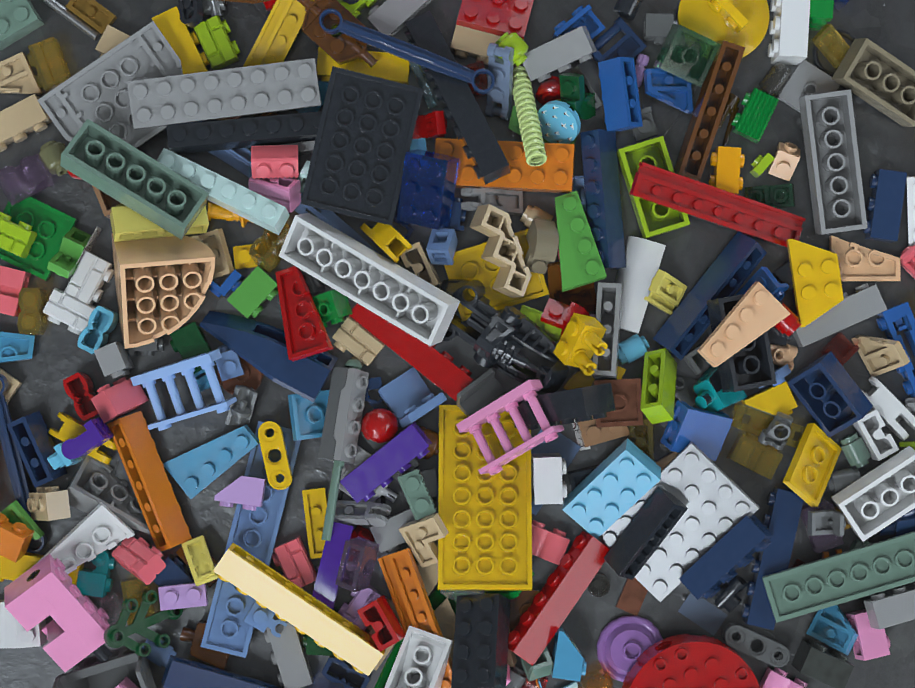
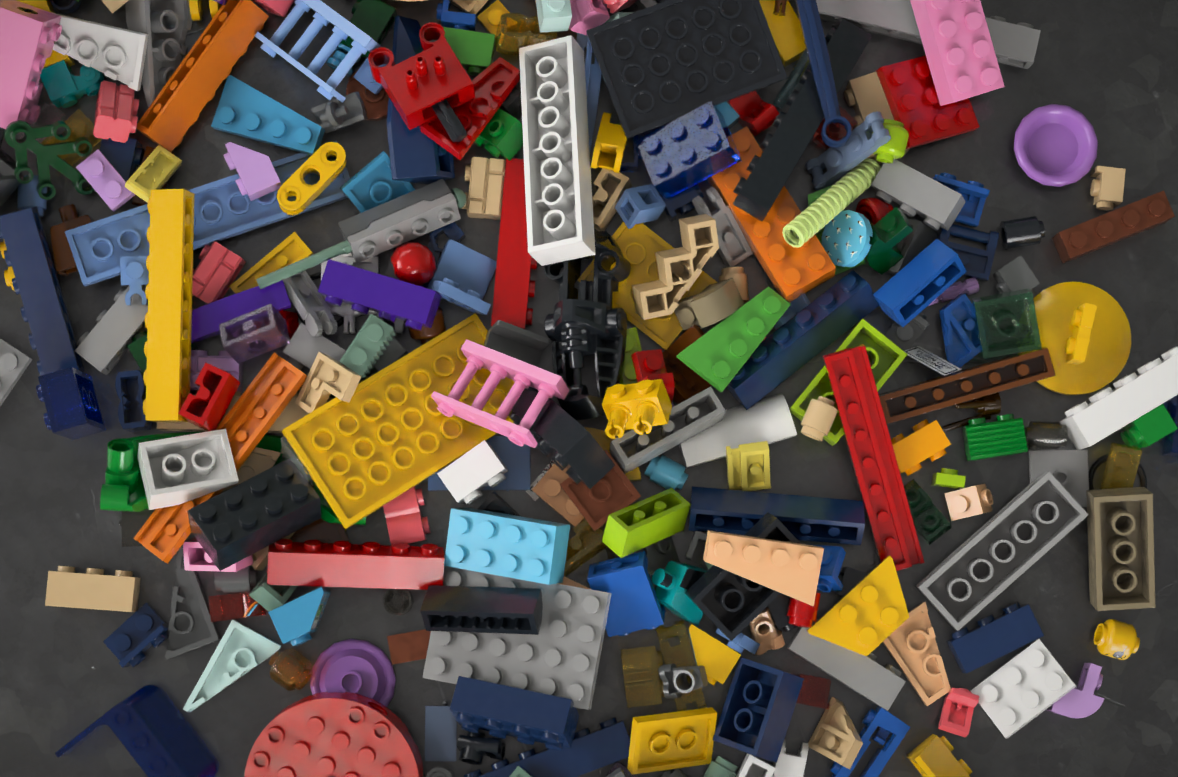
camera: 55 degrees right, 5 degrees down
(263, 336) = (425, 83): none -> red piece
(667, 224) = (818, 418): none -> tan brick
(676, 122) = (932, 361): none -> white sticker

